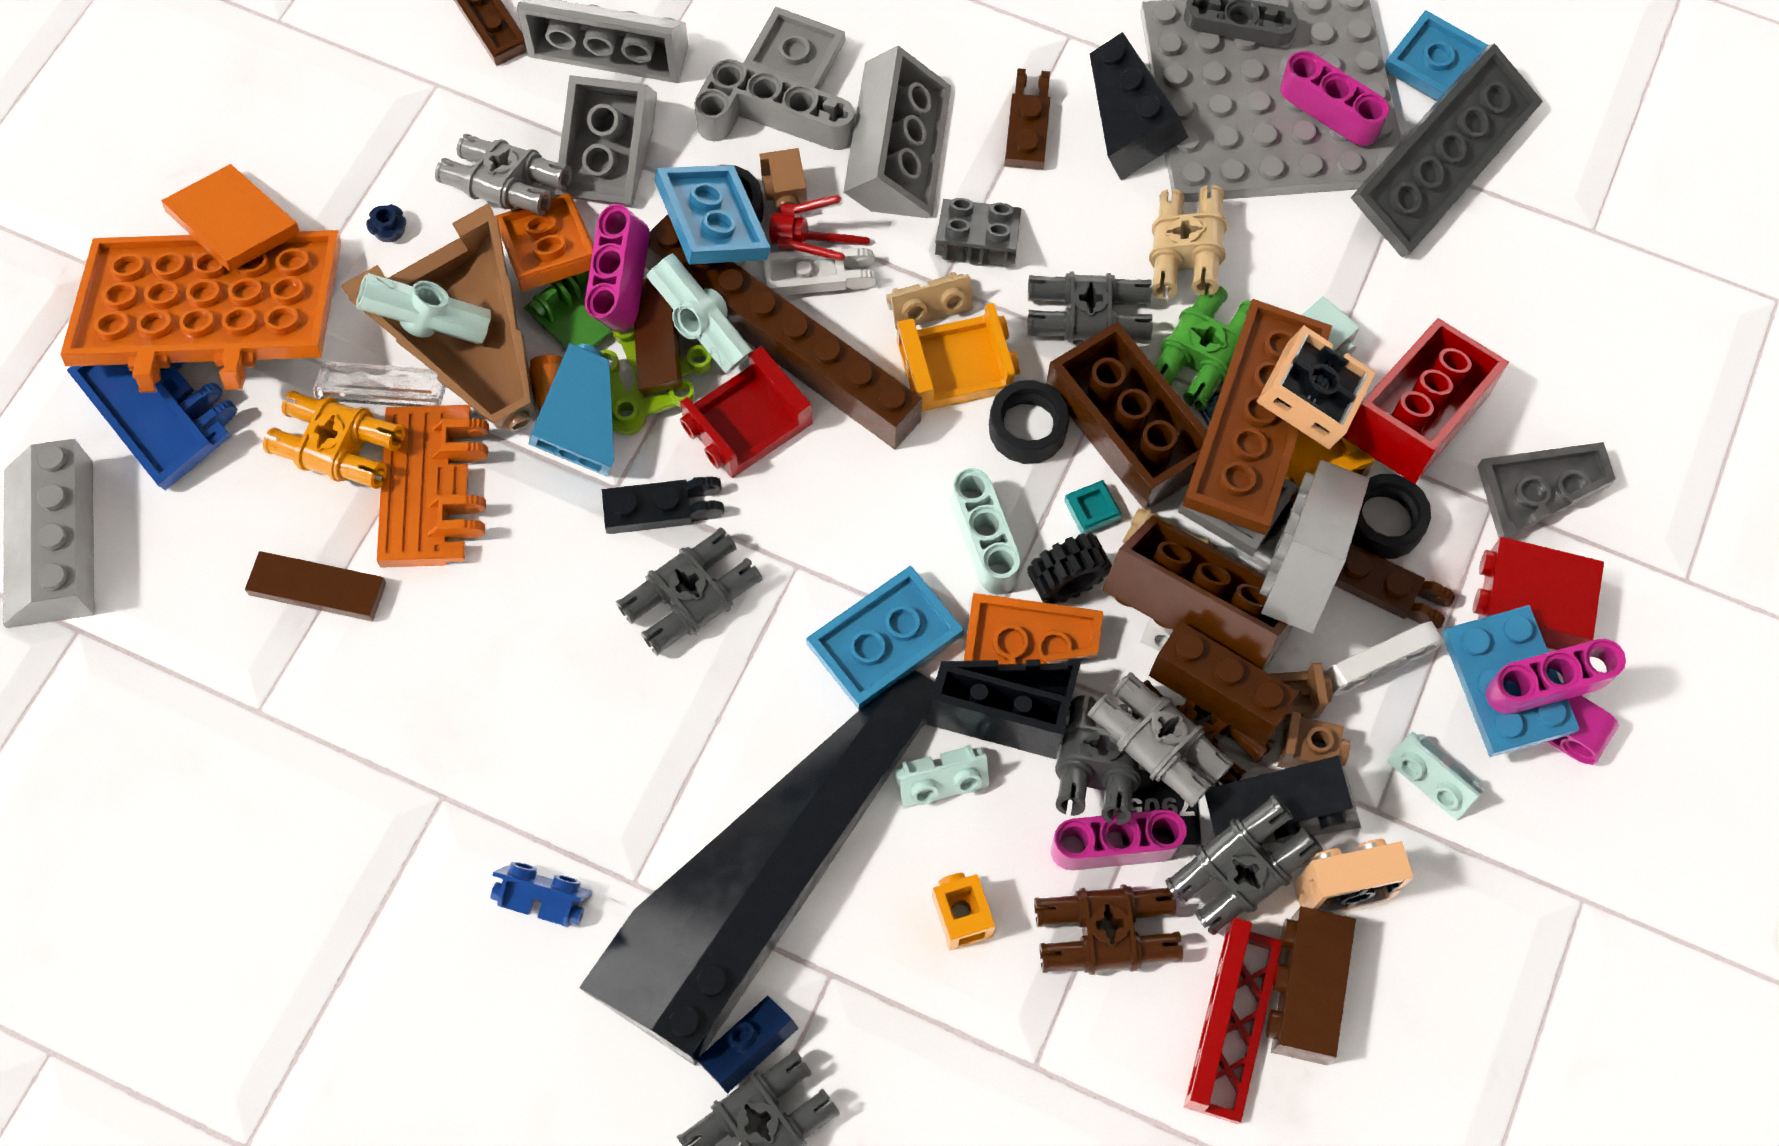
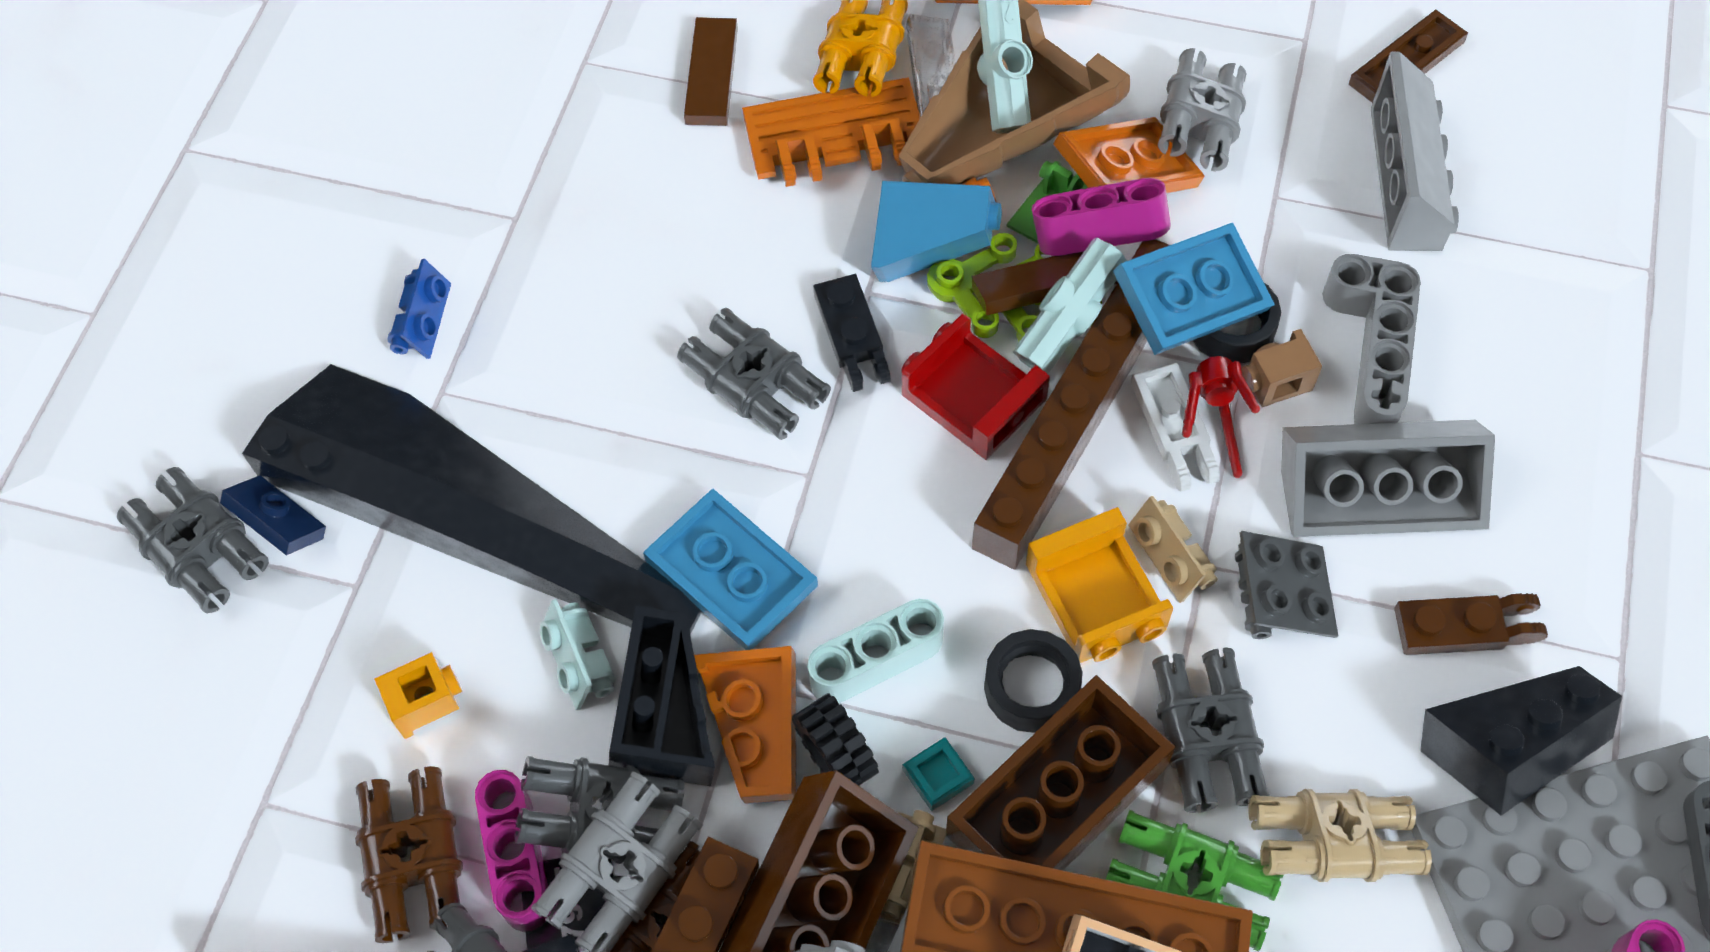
camera: 85 degrees right, 5 degrees down
(390, 230) = (1120, 33): dark blue plate -> none
(606, 137) = (1283, 188): light grey slope -> none
(796, 48) = (1467, 350): light grey plate -> none

